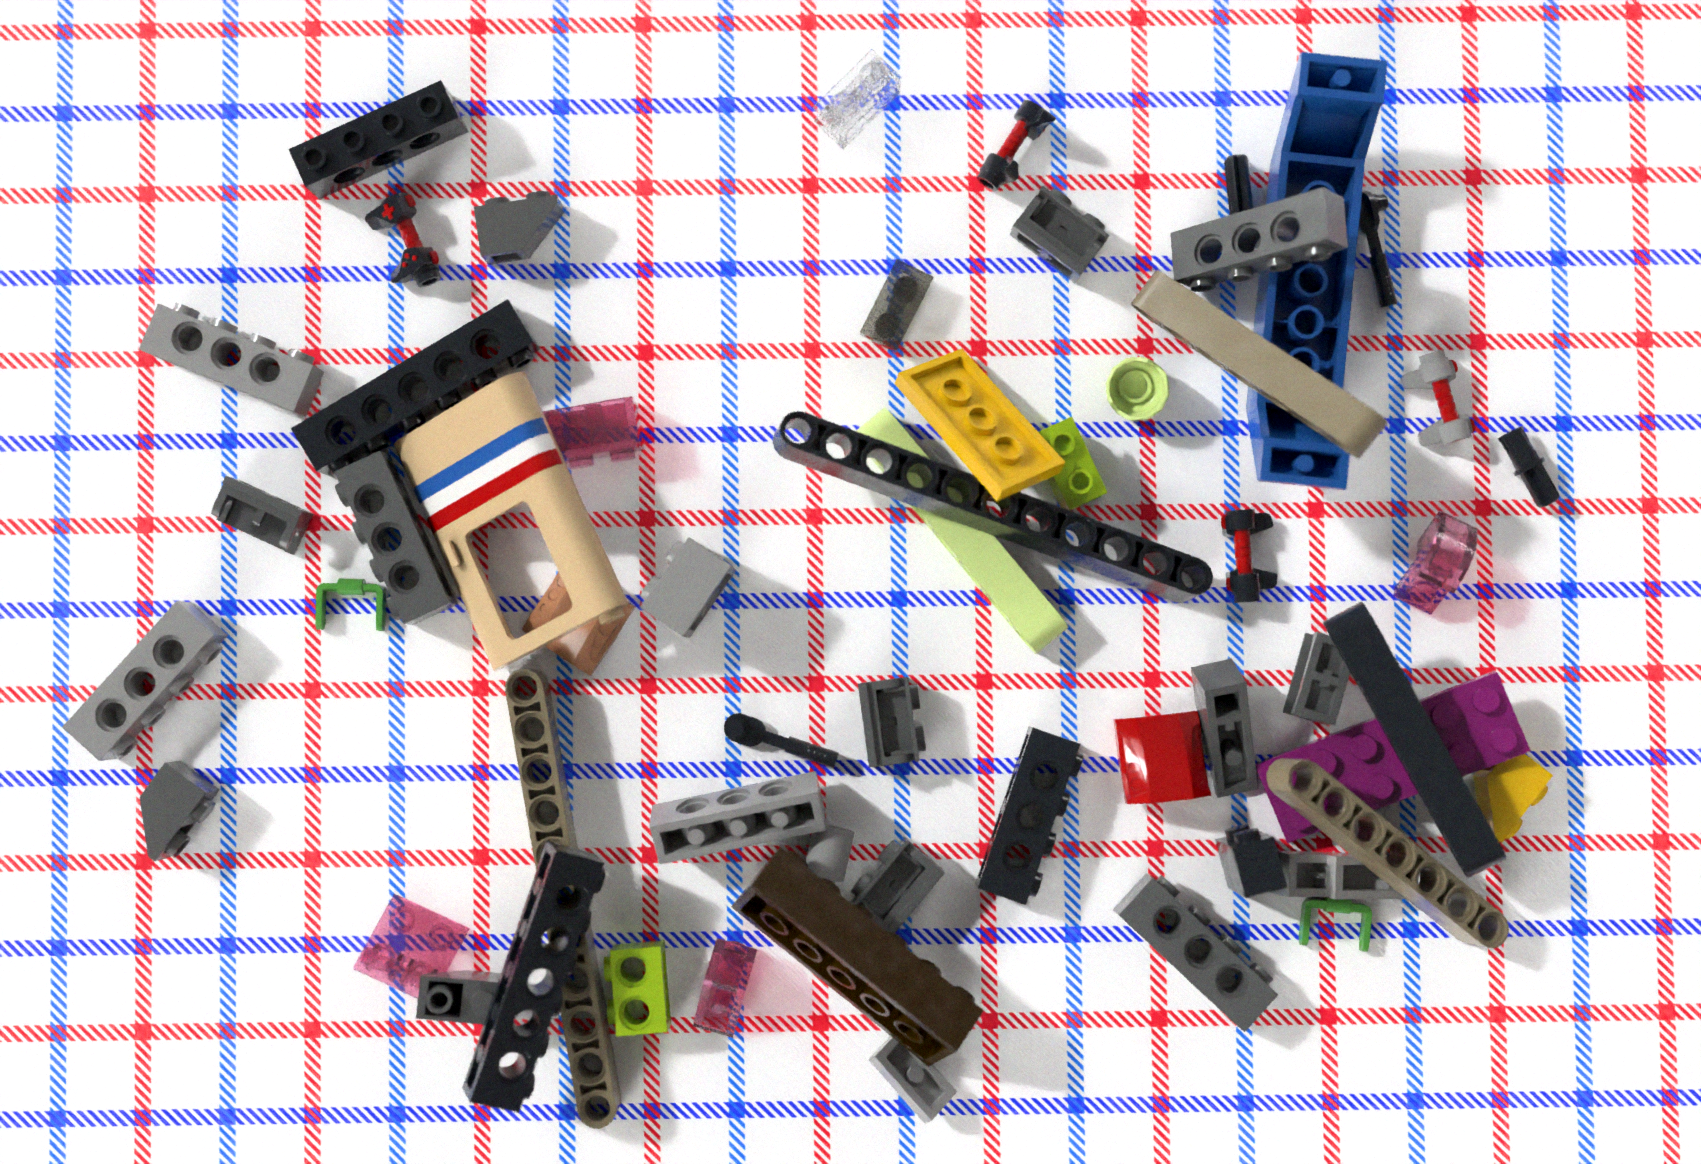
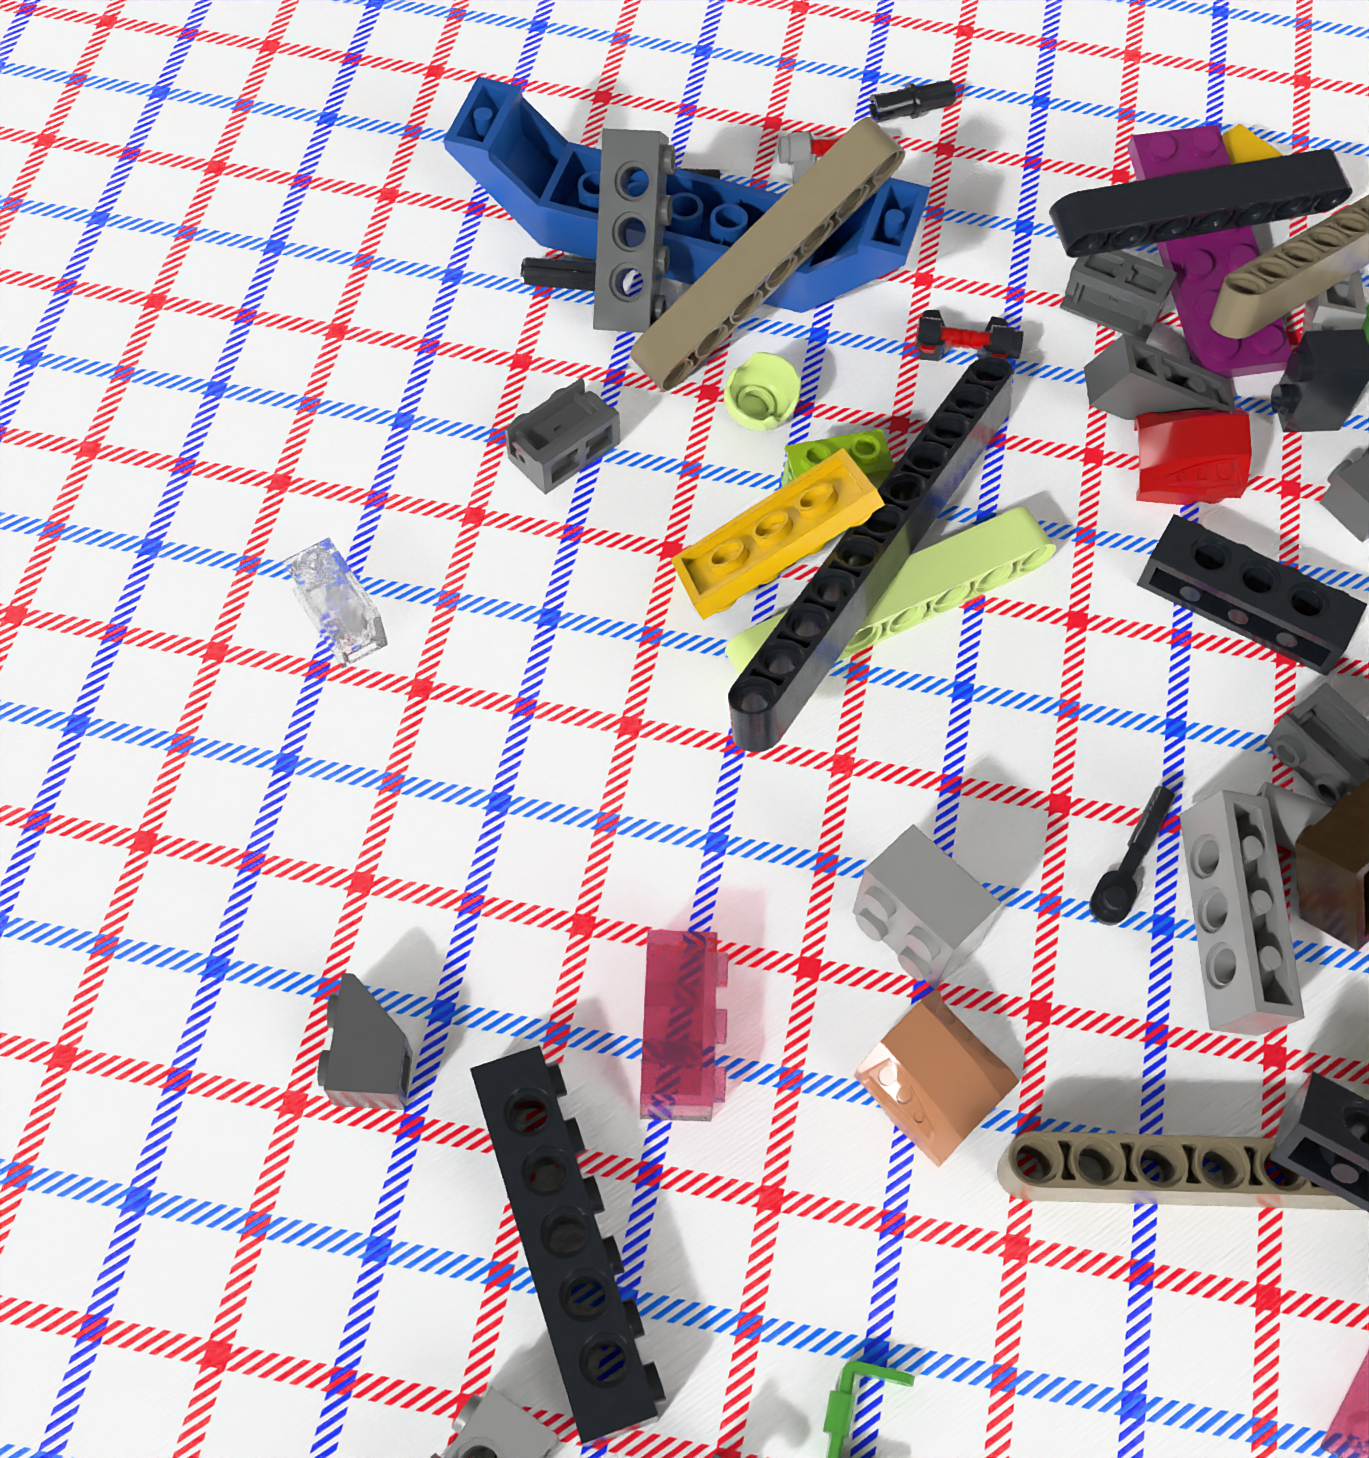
camera: 80 degrees left, 25 degrees down
(355, 487) = (869, 1277): dark grey brick -> none
(378, 140) = (178, 1222): black brick -> none
(416, 261) = (374, 1203): black piece -> none
(485, 462) = (704, 1149): tan piece -> none
(889, 721) = (1123, 719): dark grey hinge -> none
(896, 305) = (602, 615): clear smoke plate -> none
(1001, 167) = (466, 475): black piece -> none
(1440, 562) = (1004, 168): clear pink brick -> none

